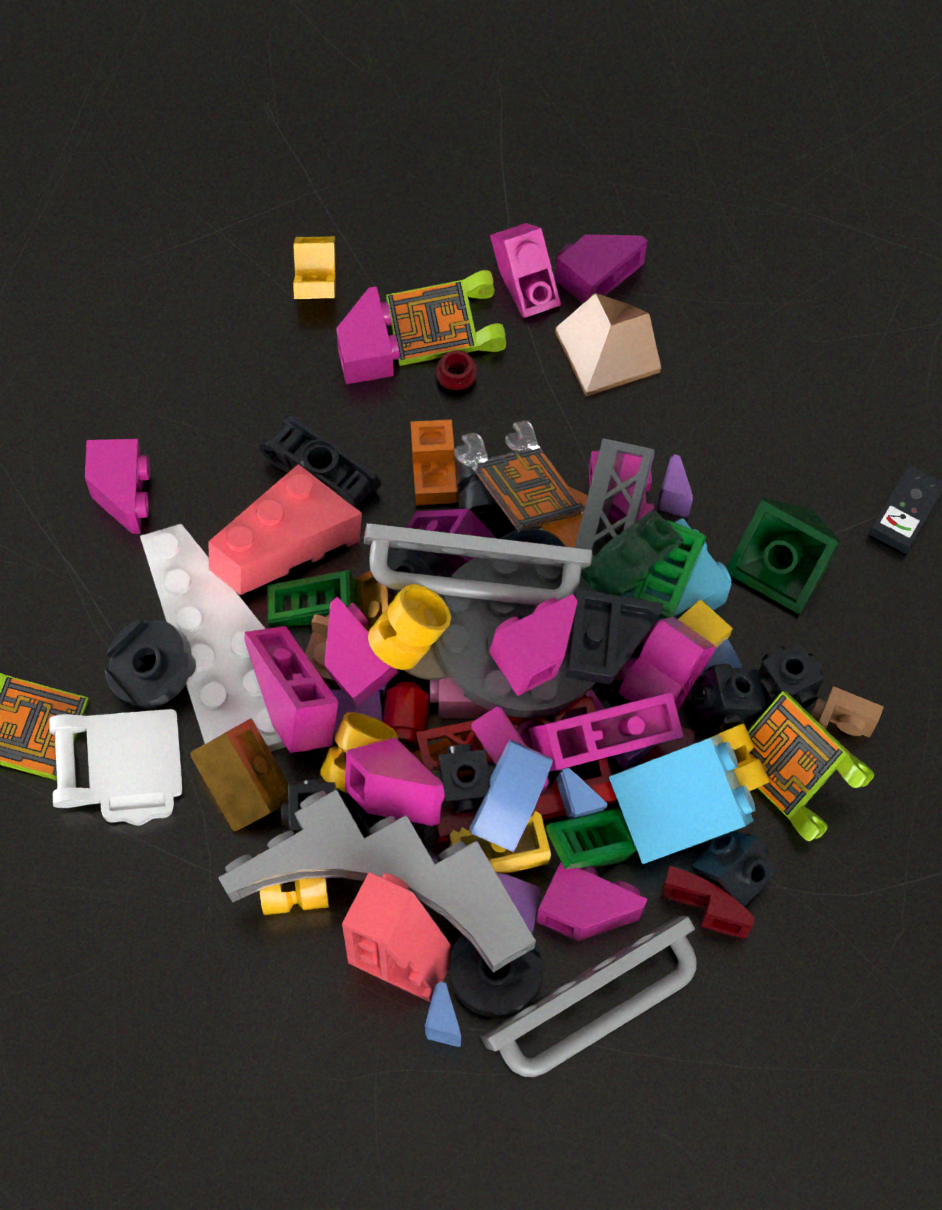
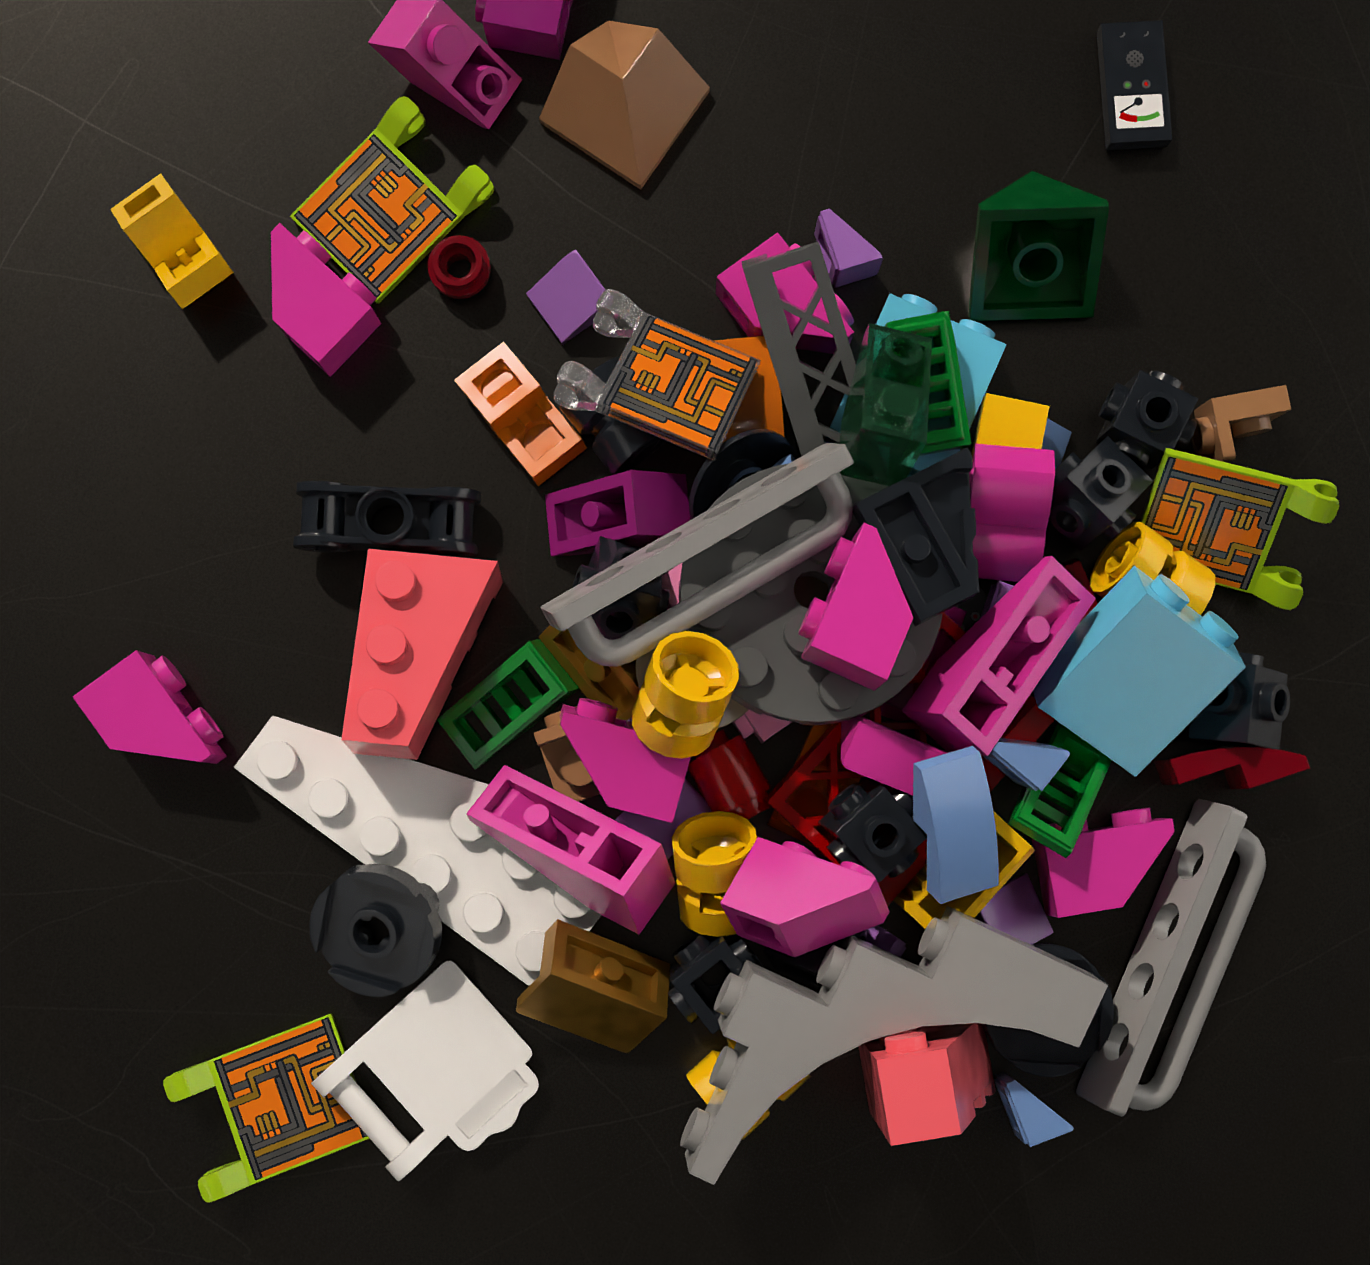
camera: 35 degrees left, 20 degrees up
(500, 417) = (567, 297): none -> medium lavender slope

